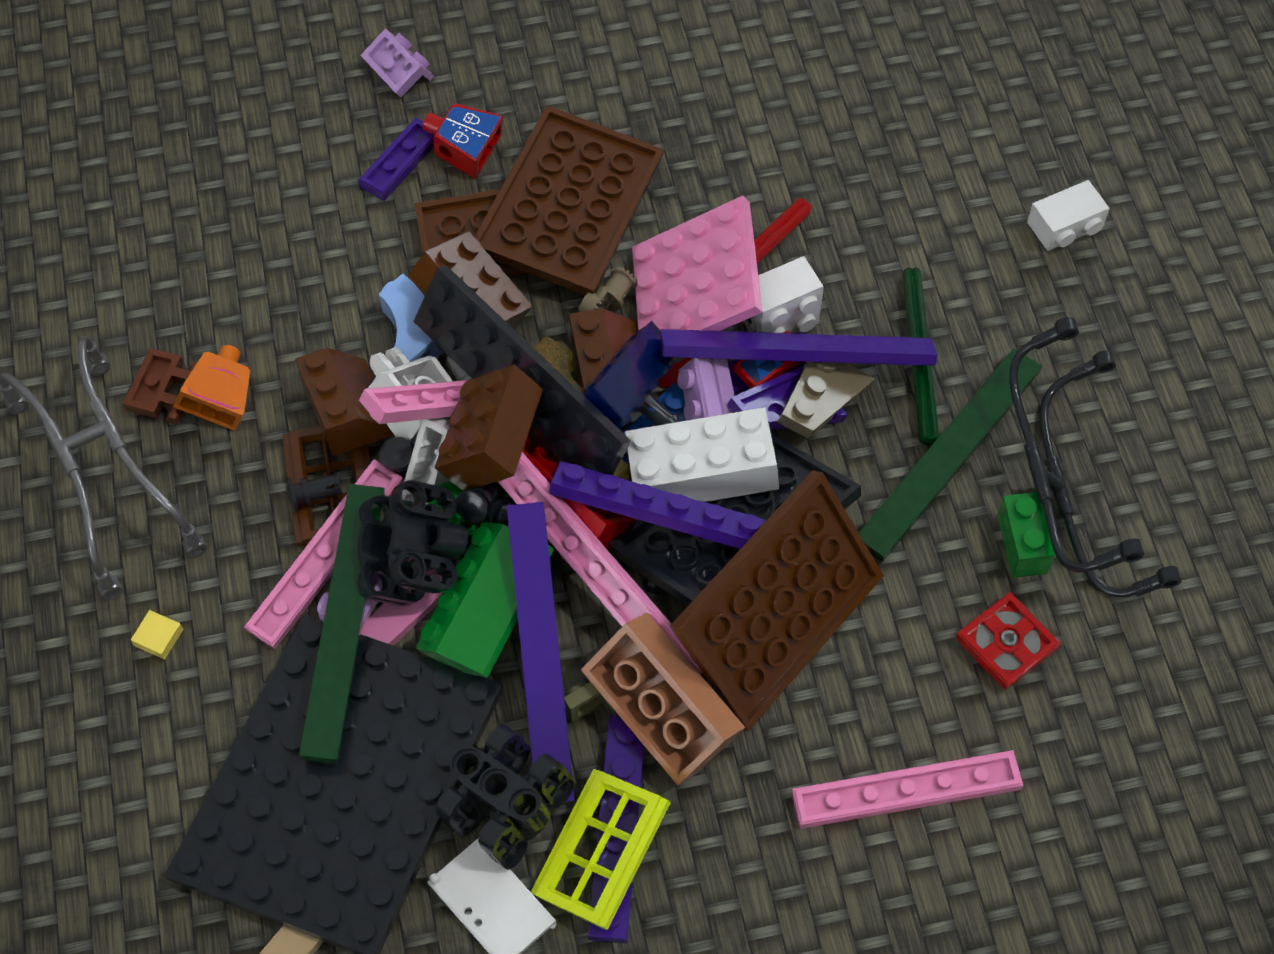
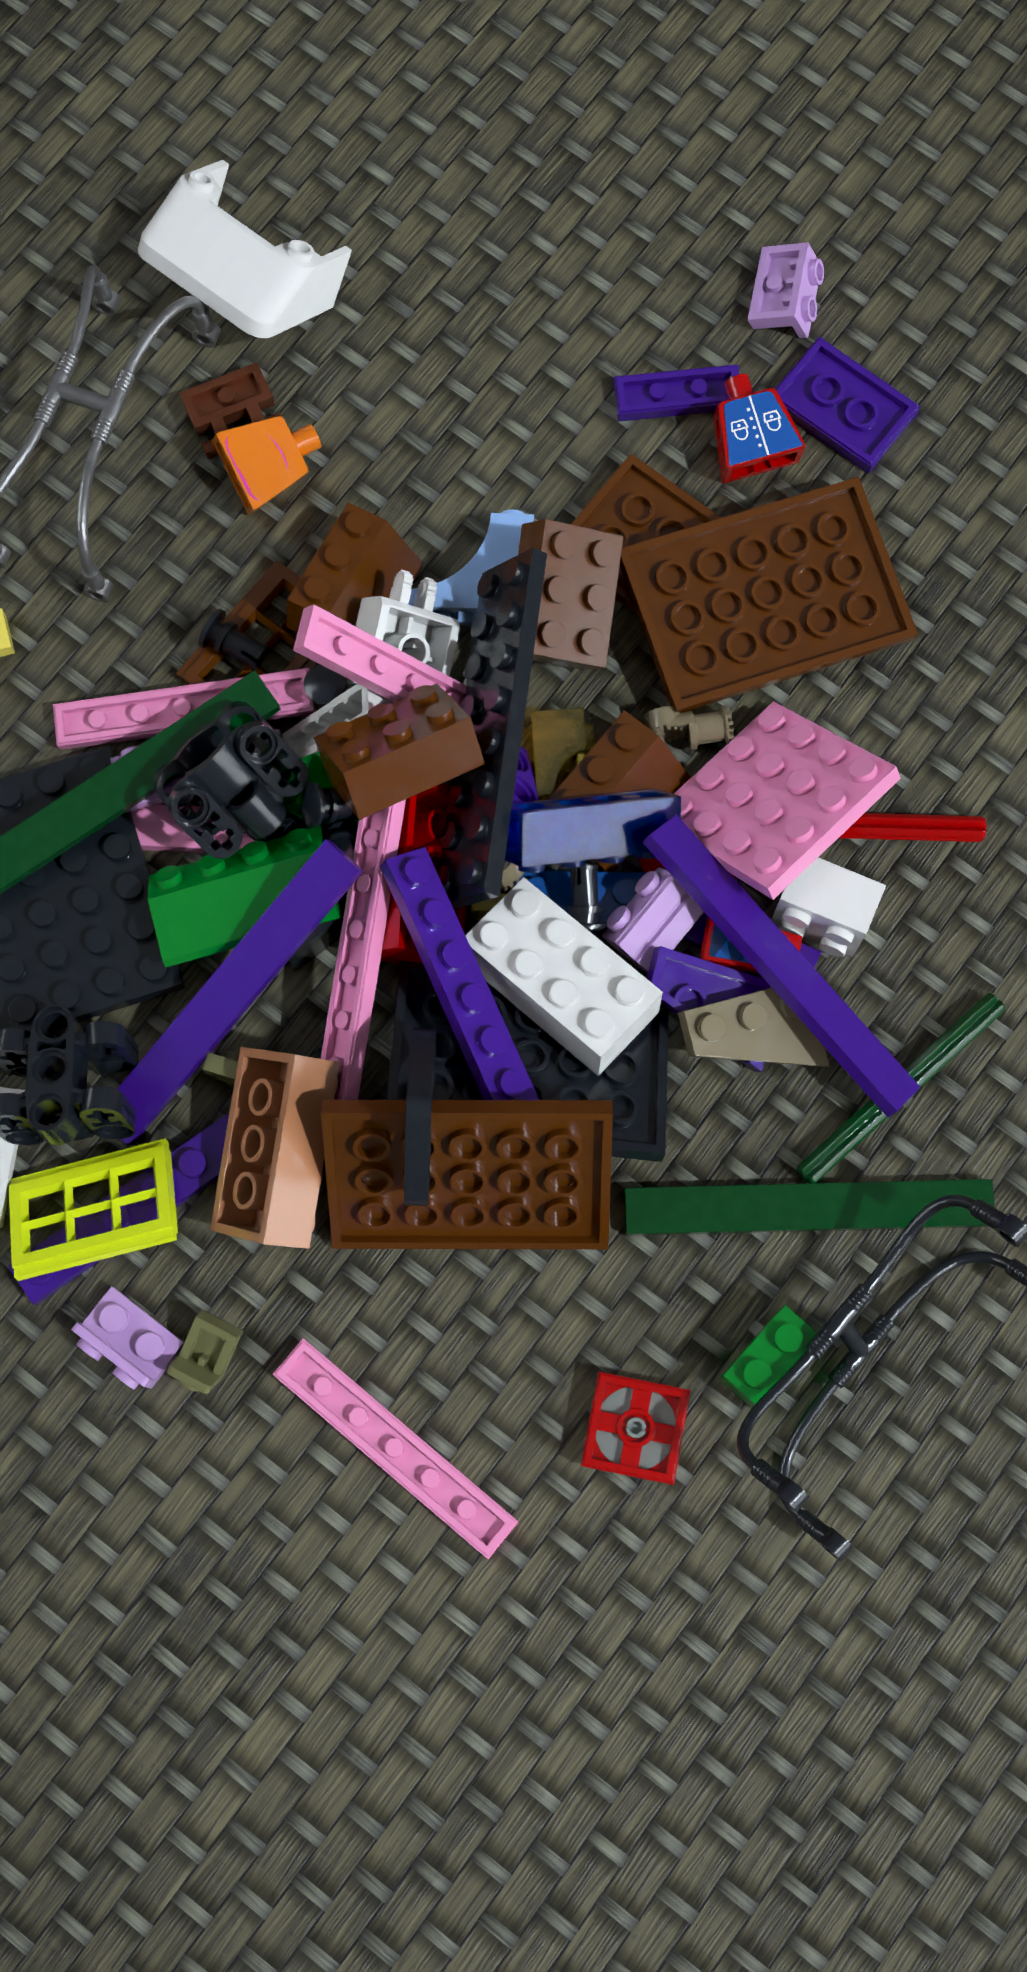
camera: 50 degrees right, 15 degrees up
(79, 302) = (233, 267): none -> white windscreen
(495, 85) = (845, 405): none -> dark purple tile
(702, 897) = (128, 1339): none -> lavender bracket
(737, 573) = (419, 1117): none -> black beam
(753, 852) = (205, 1353): none -> olive bracket

